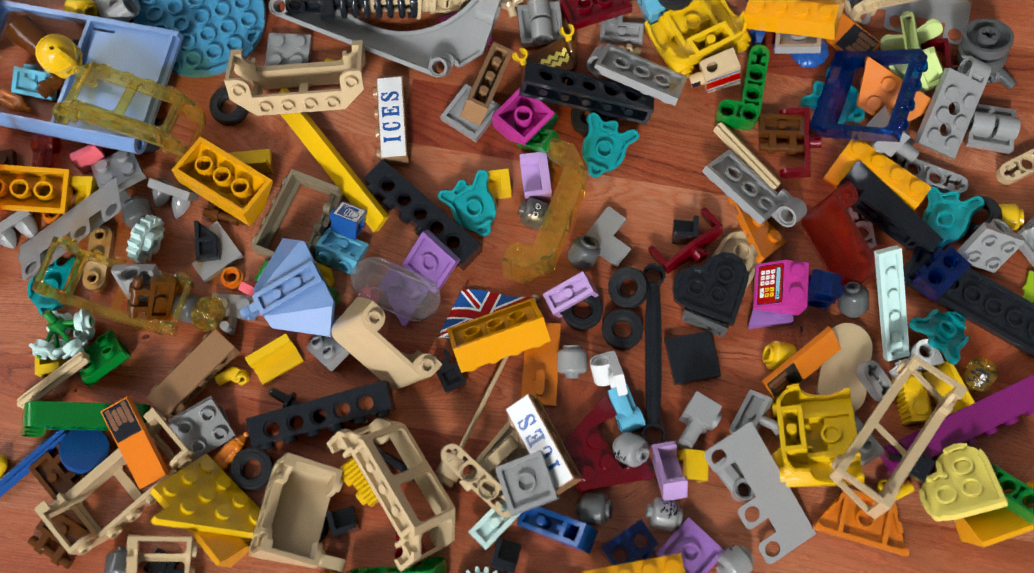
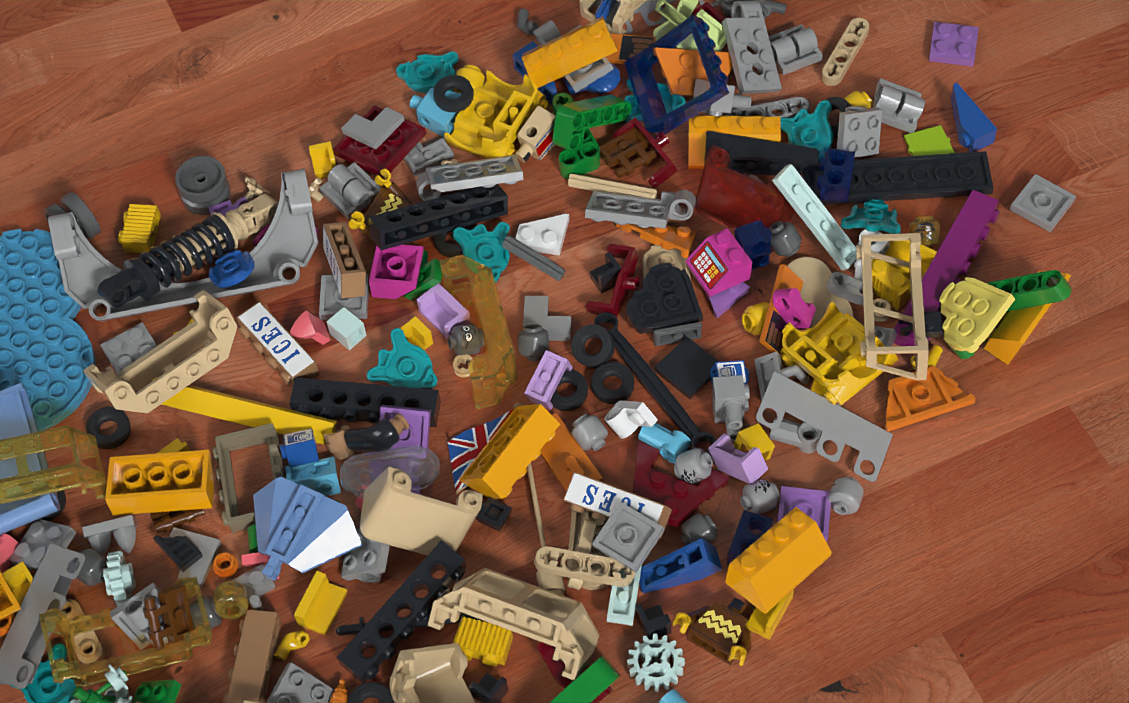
camera: 35 degrees left, 15 degrees down
(401, 34) = (231, 269): none -> blue tile
(402, 255) = (370, 439): none -> black piece
(425, 123) = (310, 327): none -> coral tile
(452, 141) = (346, 328): none -> light aqua panel
(524, 229) = (456, 365): none -> tan bush
(638, 178) = (533, 258): none -> dark grey axle
(661, 161) = (544, 234): none -> white wing
(718, 391) = (729, 368): none -> blue brick
(767, 80) = (577, 116): none -> green beam
(812, 372) = (792, 307): none -> dark pink leg
(894, 411) = (882, 303): none -> tan bush

